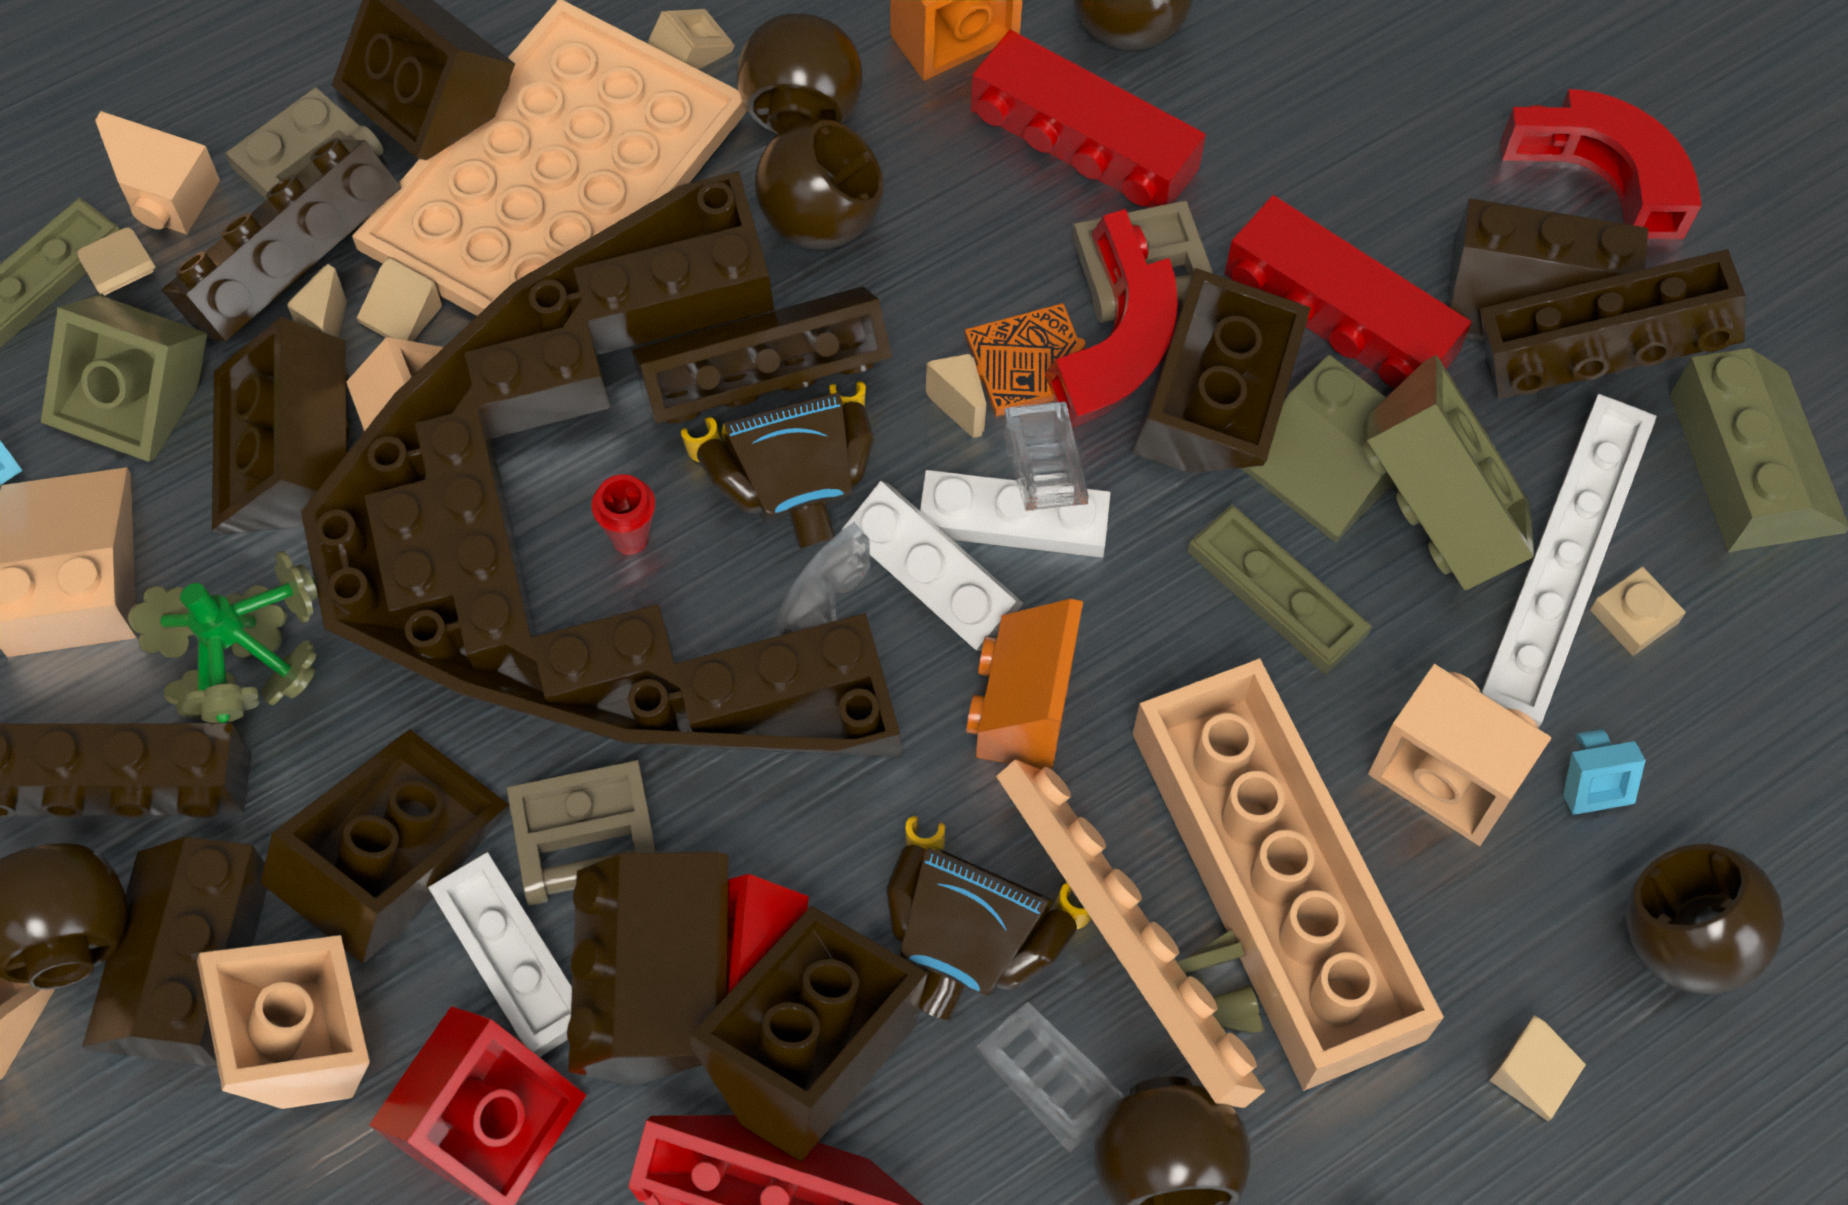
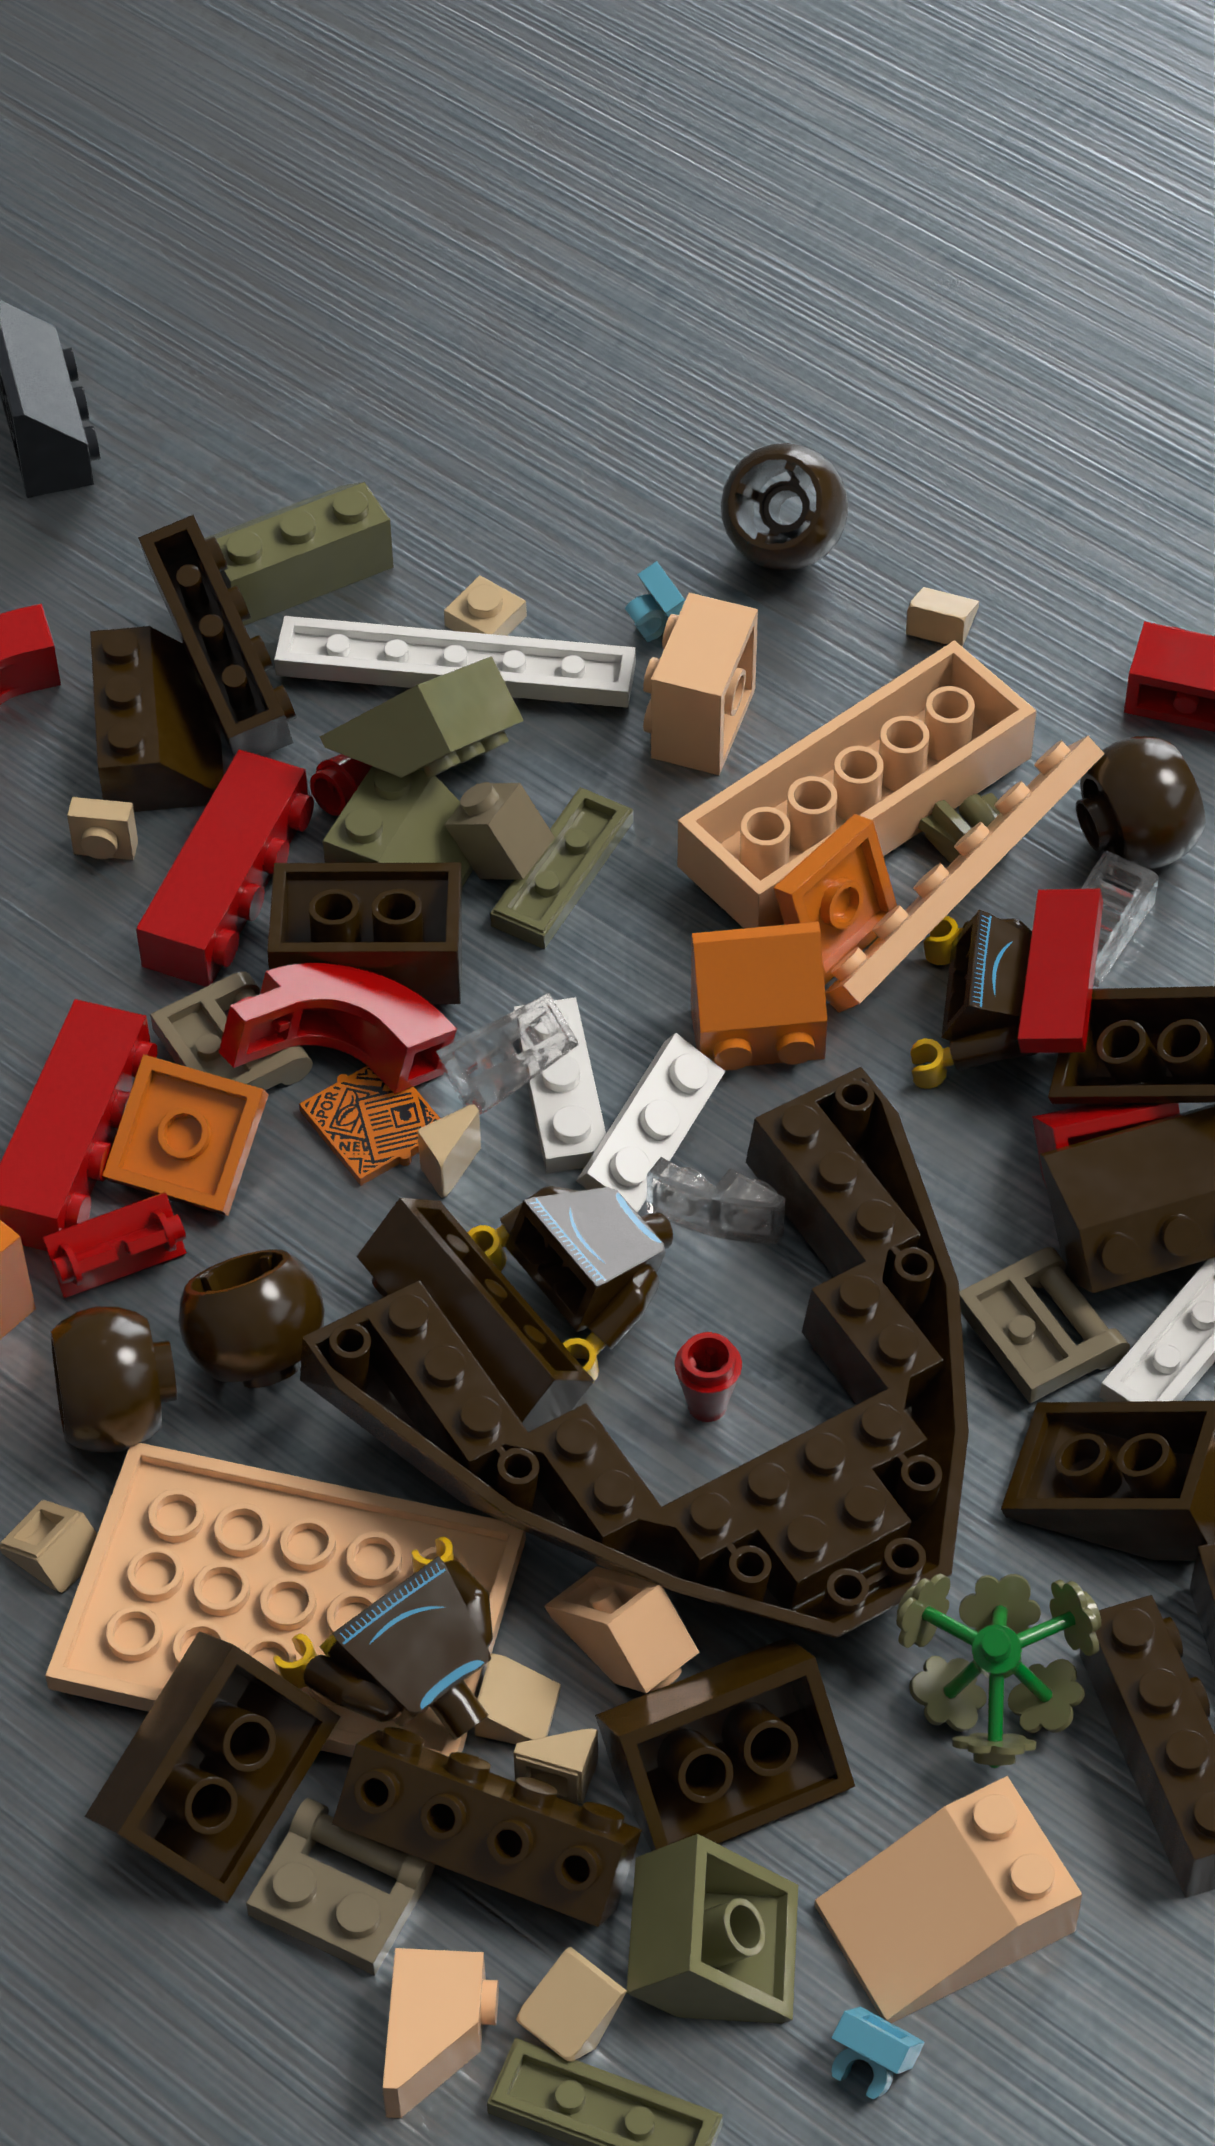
camera: 105 degrees left, 10 degrees down
(443, 208) = (407, 1649): none -> dark brown torso
(946, 958) = (1060, 971): none -> red tile
(950, 127) = (115, 1244): none -> red hinge
(1040, 194) = (185, 1134): none -> orange plate
(1127, 789) = (841, 888): none -> orange plate
(1316, 521) = (499, 830): none -> dark tan brick
(1415, 213) = (102, 828): none -> tan plate

